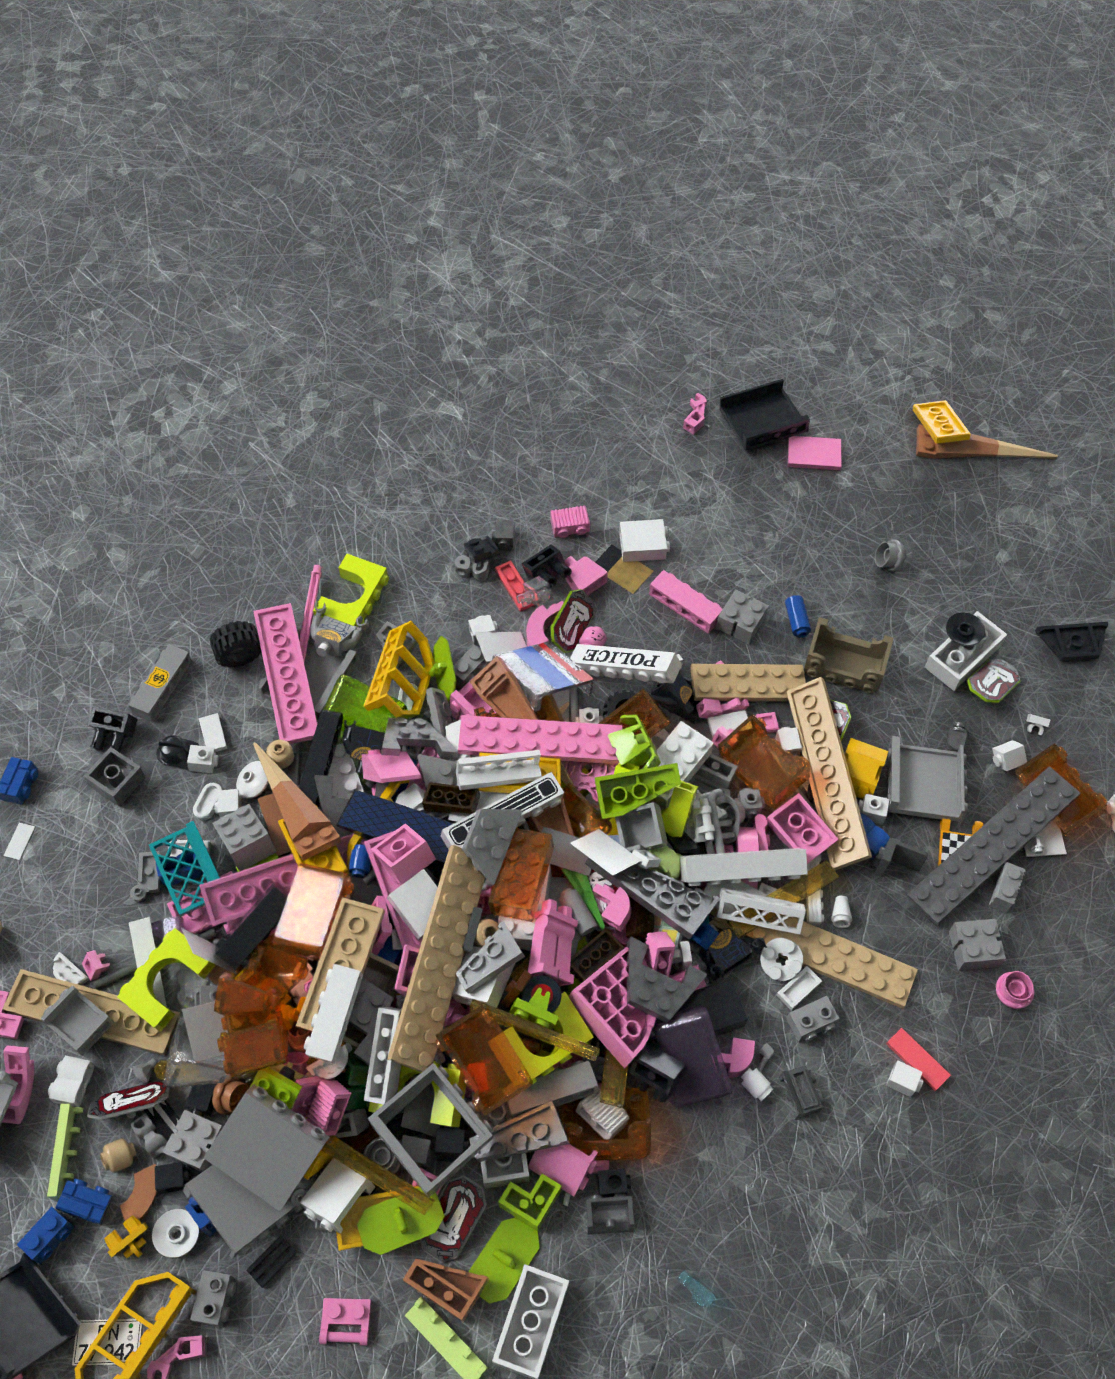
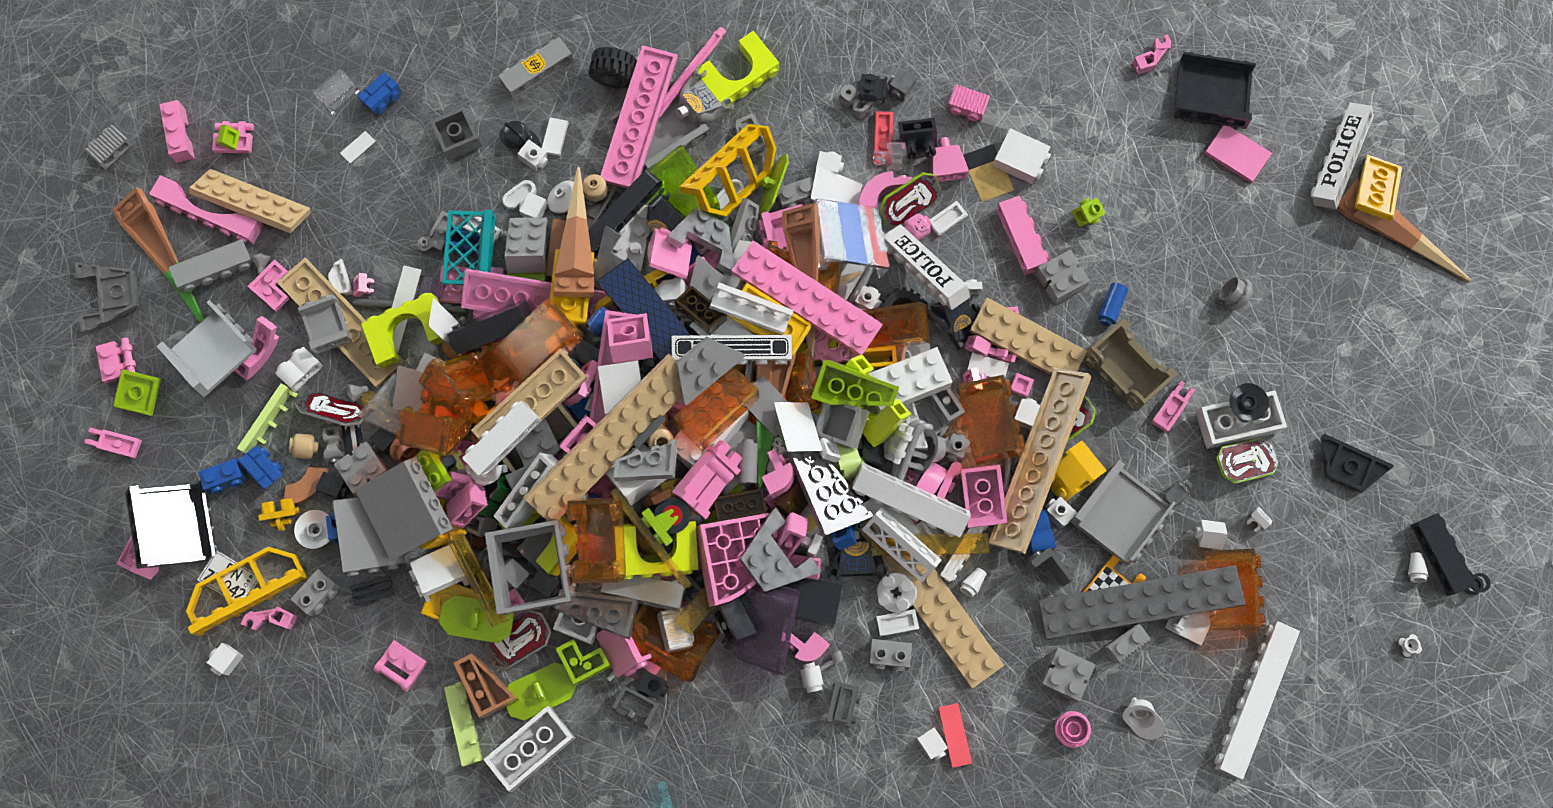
camera: 30 degrees right, 15 degrees up
(114, 722) = (479, 84): black brick -> none
(614, 620) = (948, 218): none -> white tile
(634, 748) = (879, 349): lime piece -> none
(728, 554) = (1088, 212): none -> lime brick
(897, 414) = (1342, 155): none -> white brick
(903, 673) = (1171, 408): none -> bright pink hinge
(1068, 944) = (1143, 719): none -> white piece

